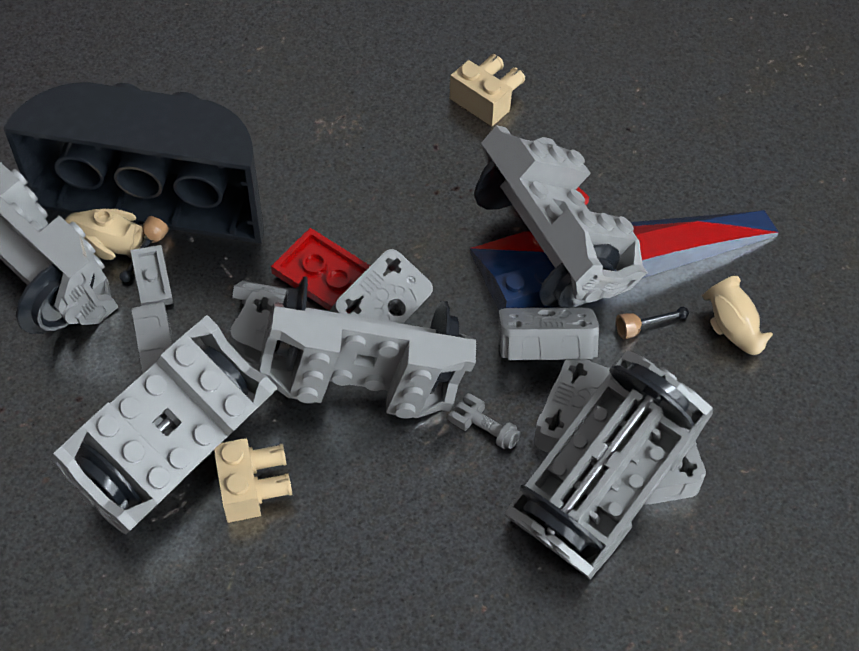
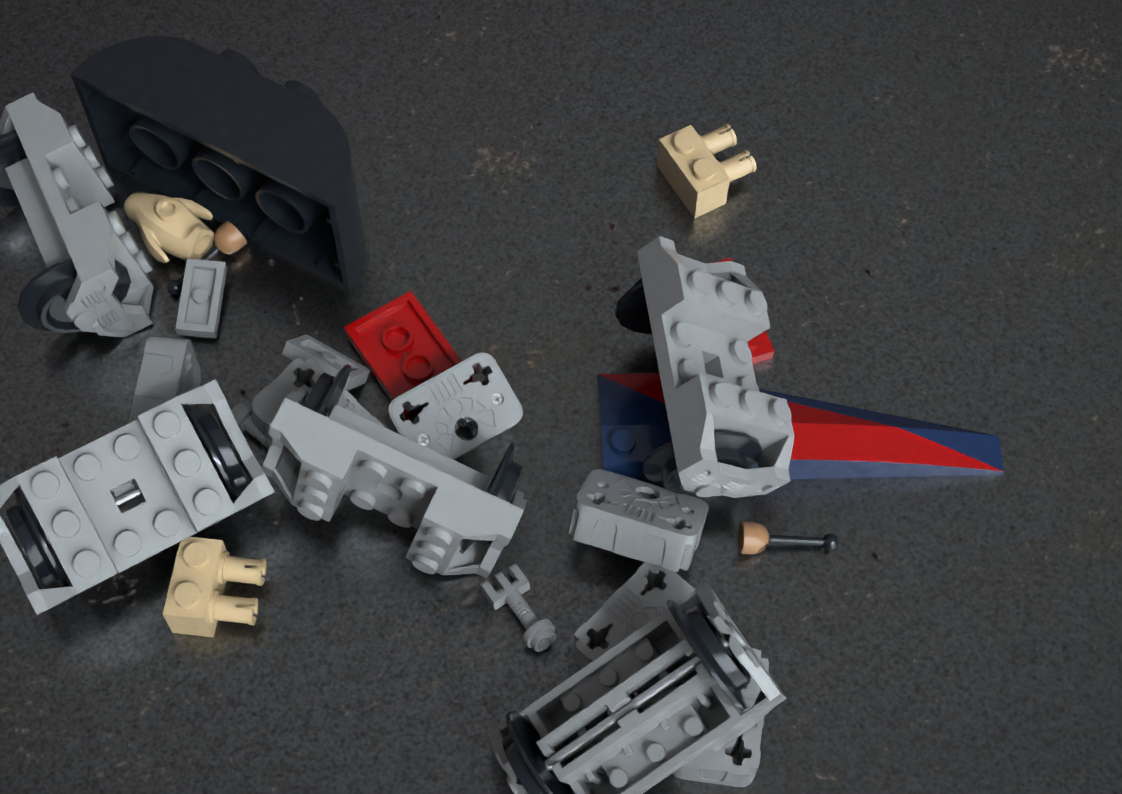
camera: 20 degrees right, 5 degrees up
(736, 316) = (892, 570): tan animal -> none

